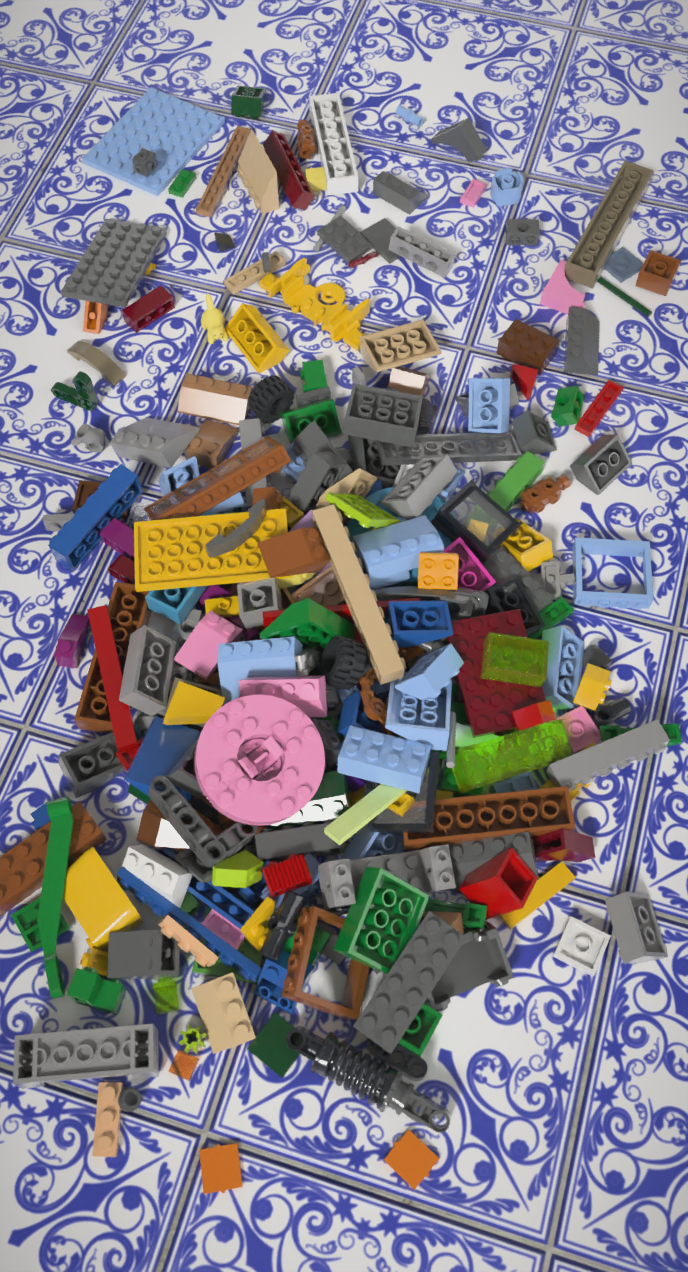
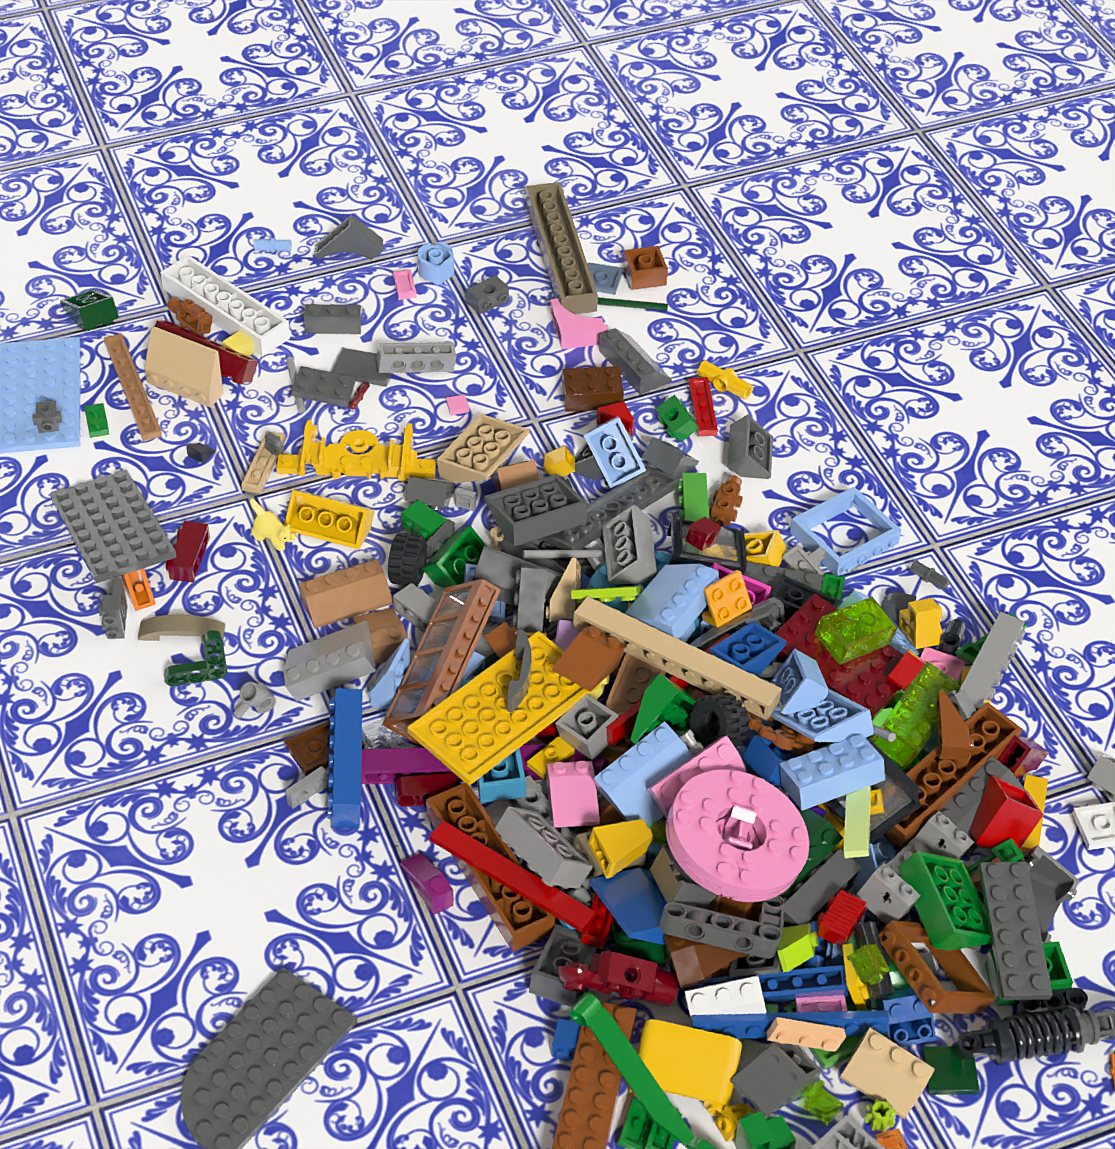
camera: 40 degrees left, 15 degrees down
(62, 322) = (114, 611): none -> dark grey plate
(123, 814) = (621, 975): none -> dark red brick
(266, 927) = (876, 964): none -> clear neon green brick
(339, 358) = (429, 492): none -> dark grey slope
(377, 462) = (527, 554): none -> light grey bar
(423, 304) = (457, 404): none -> bright pink tile
(448, 390) = (559, 462): none -> yellow brick
(477, 508) = (703, 533): none -> dark red brick
(509, 793) = (952, 730): none -> dark orange slope
(541, 773) = (962, 700): none -> brick
(636, 397) = (725, 380): none -> yellow piece
(645, 649) = (929, 575): none -> dark grey axle

